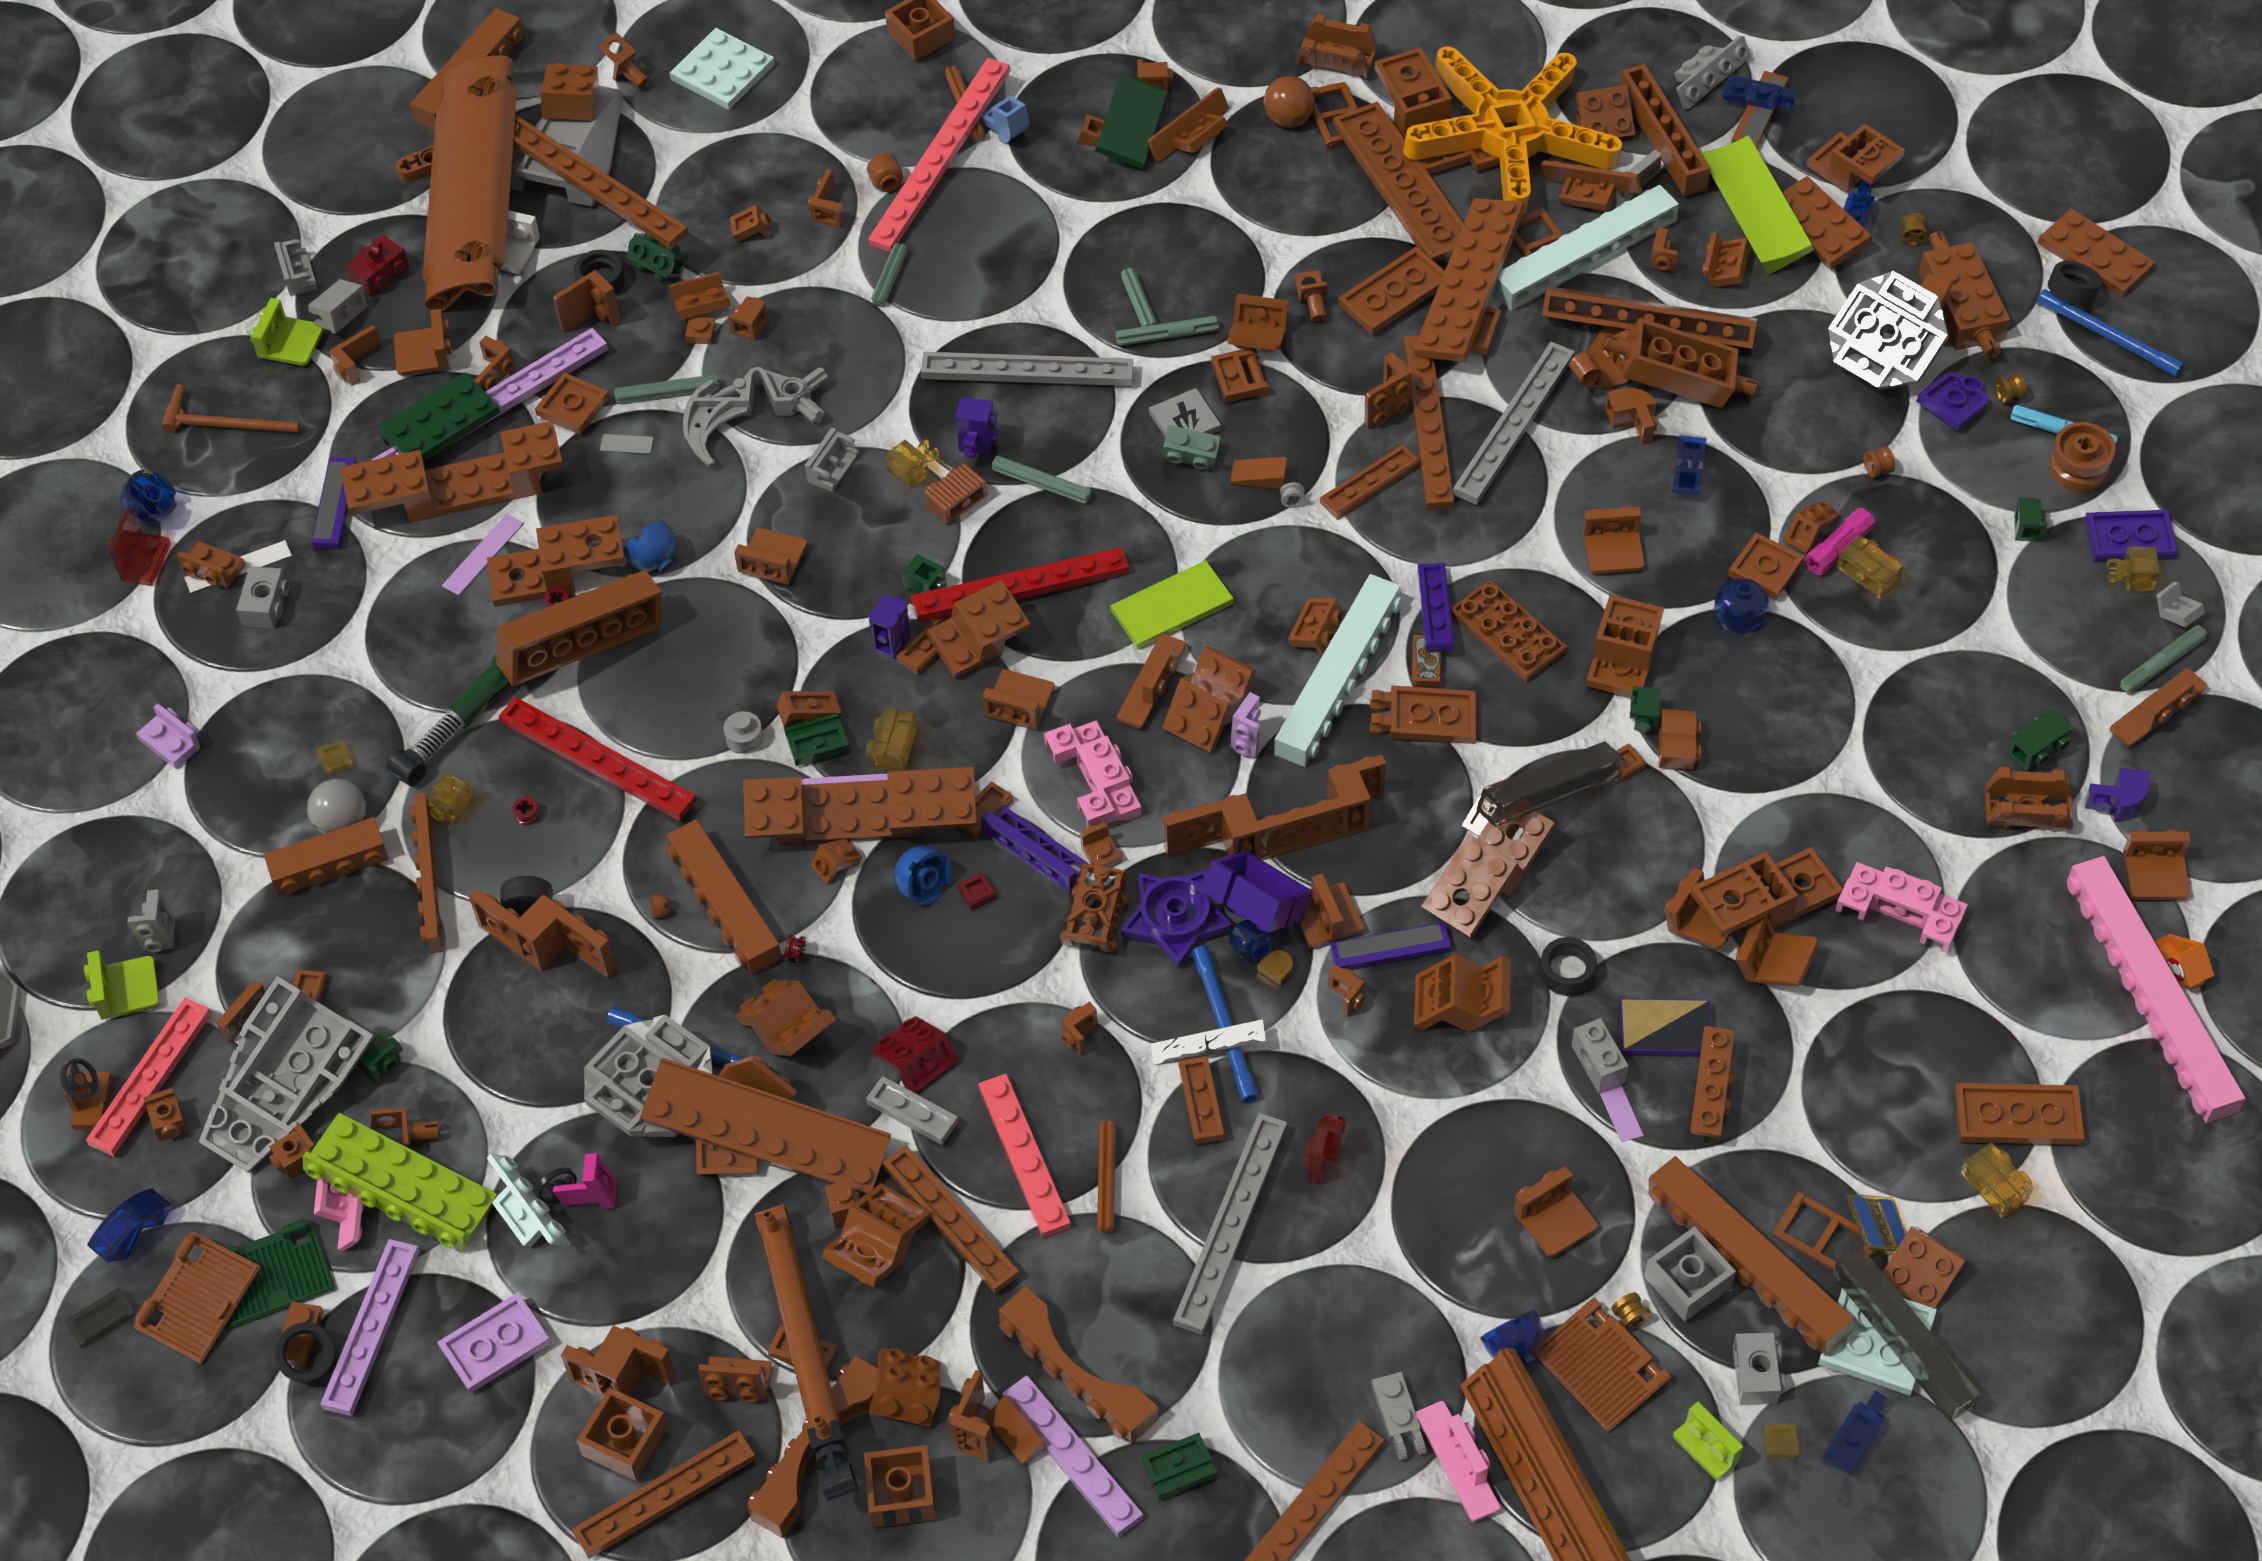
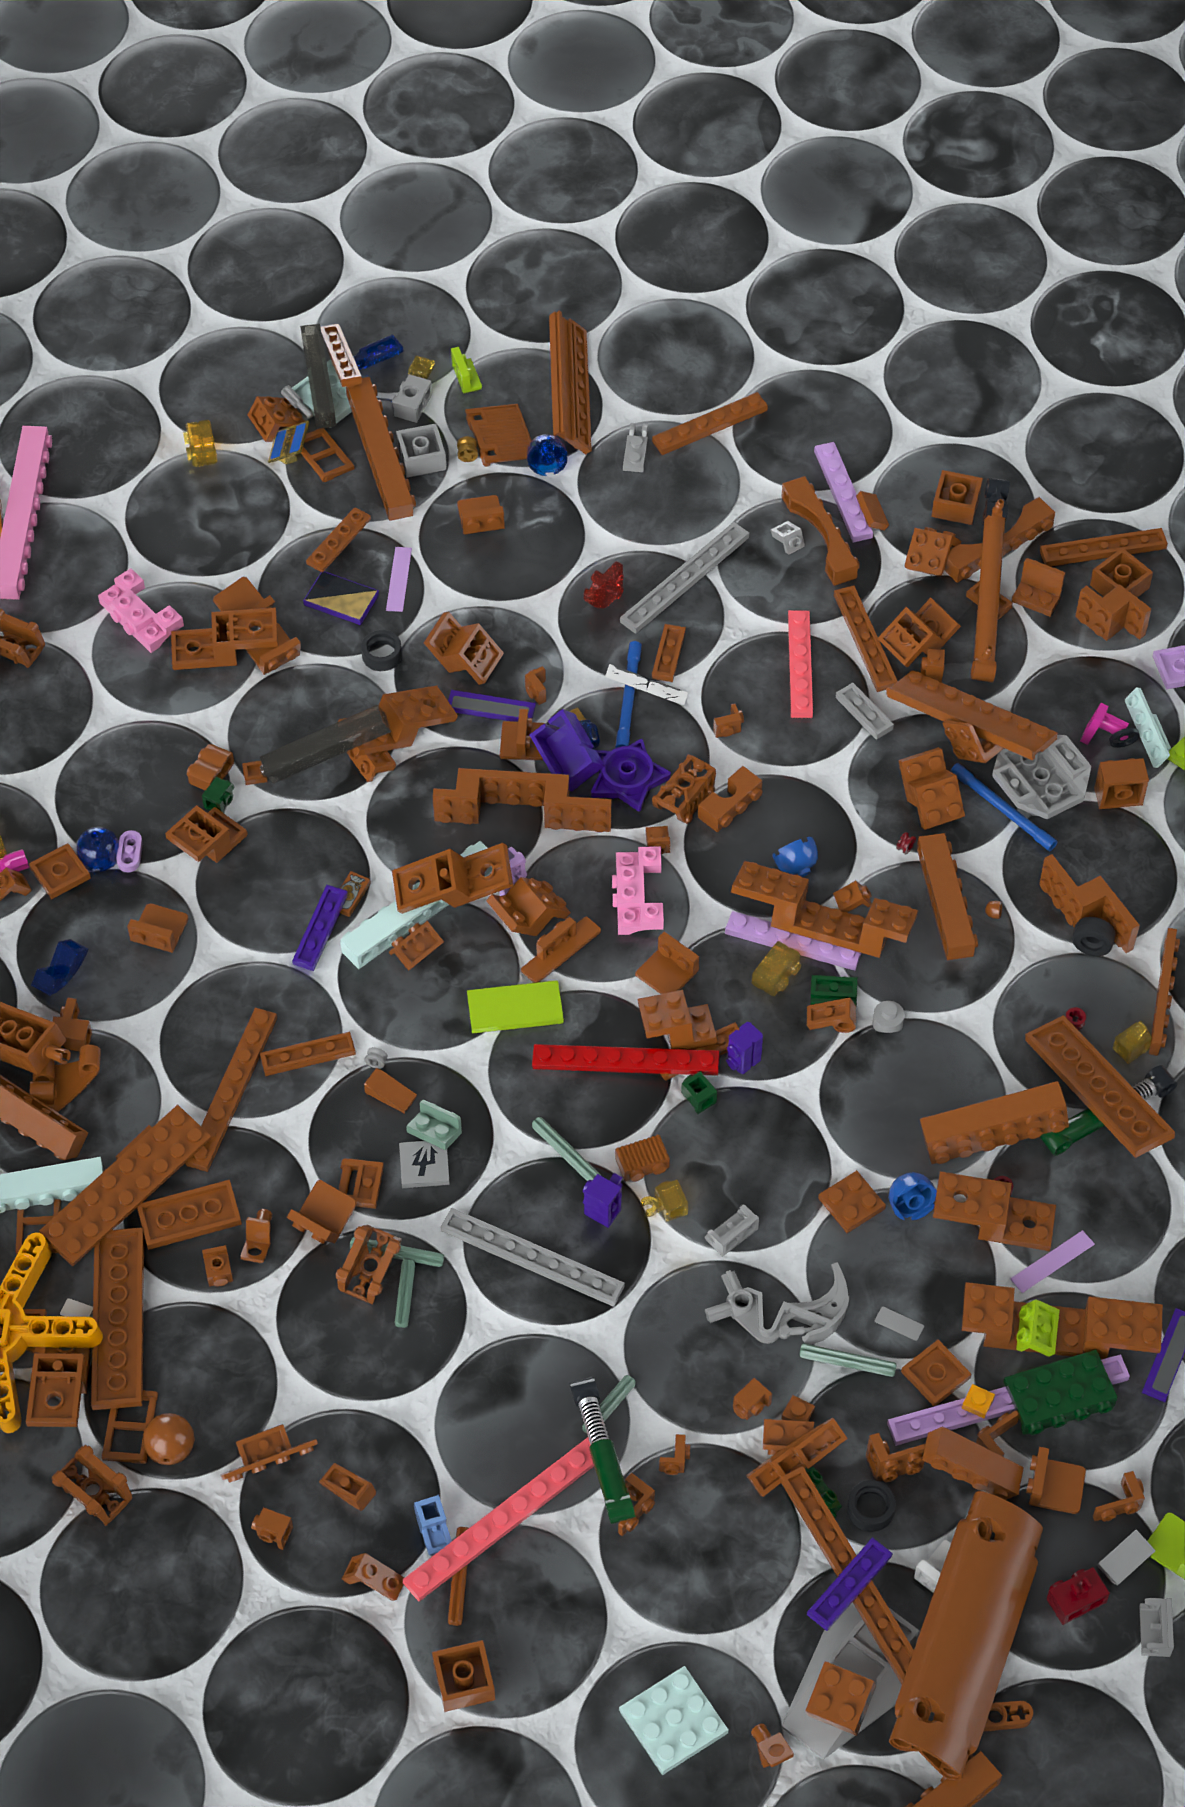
camera: 160 degrees left, 0 degrees up
(474, 717) = (1100, 1086): none -> dark orange plate
(475, 457) = (1038, 1328): none -> lime bracket
(506, 311) = (972, 1463): none -> dark orange brick
(519, 382) = (978, 1401): none -> light orange plate
(542, 1107) = (1121, 783): none -> dark orange brick
(589, 164) = (849, 1584): none -> dark purple tile
(597, 759) = (1003, 1031): red plate -> none
(682, 270) = (801, 1452): none -> dark orange slope
(716, 535) = (852, 1201): none -> dark orange plate
(750, 222) = (713, 1505): dark orange bracket -> none
(770, 555) = (815, 1158): dark orange bracket -> none
(803, 243) = (676, 1465): none -> dark orange bracket
(838, 173) = (603, 1452): none -> dark green piece
(885, 172) = (568, 1514): dark orange head -> none
(916, 1052) = (850, 748): dark red bracket -> none
(970, 1433) = (901, 512): dark orange bracket -> none
(976, 891) = (759, 844): dark red tile -> none
(991, 799) = (725, 902): dark orange tile -> none
(1031, 852) = (711, 852): dark purple fence -> none
(1039, 905) = (720, 811): none -> dark orange arch
(1047, 65) = (375, 1575): none -> dark orange bracket
(1106, 1176) = (751, 632): dark orange axle -> none
(1119, 1341) = (790, 536): none -> light grey bracket
(1131, 121) = (319, 1479): dark green tile -> none
(1179, 1466) = (781, 462): dark green plate -> none
(1184, 302) = (359, 1255): none -> dark orange piece
(1304, 667) = (452, 878): none -> dark orange bracket
(1332, 253) = (217, 1266): none -> dark orange brick
(1392, 395) = (254, 1100): dark orange bracket -> none
(1425, 714) = (372, 851): dark orange tile -> none
(1452, 186) = (76, 1309): none -> white sticker
(1460, 1459) = (614, 414): bright pink bracket -> none
(1508, 630) = (276, 896): dark orange tile -> none
(1513, 423) = (166, 1057): light grey plate -> none
(1599, 1055) = (396, 587): light grey brick -> none
(1705, 616) = (129, 853): none -> lavender plate
(1894, 1374) = (341, 356): none -> plate
(1918, 1293) = (295, 400): none -> light grey axle
(2019, 1113) = (159, 474): dark orange plate -> none

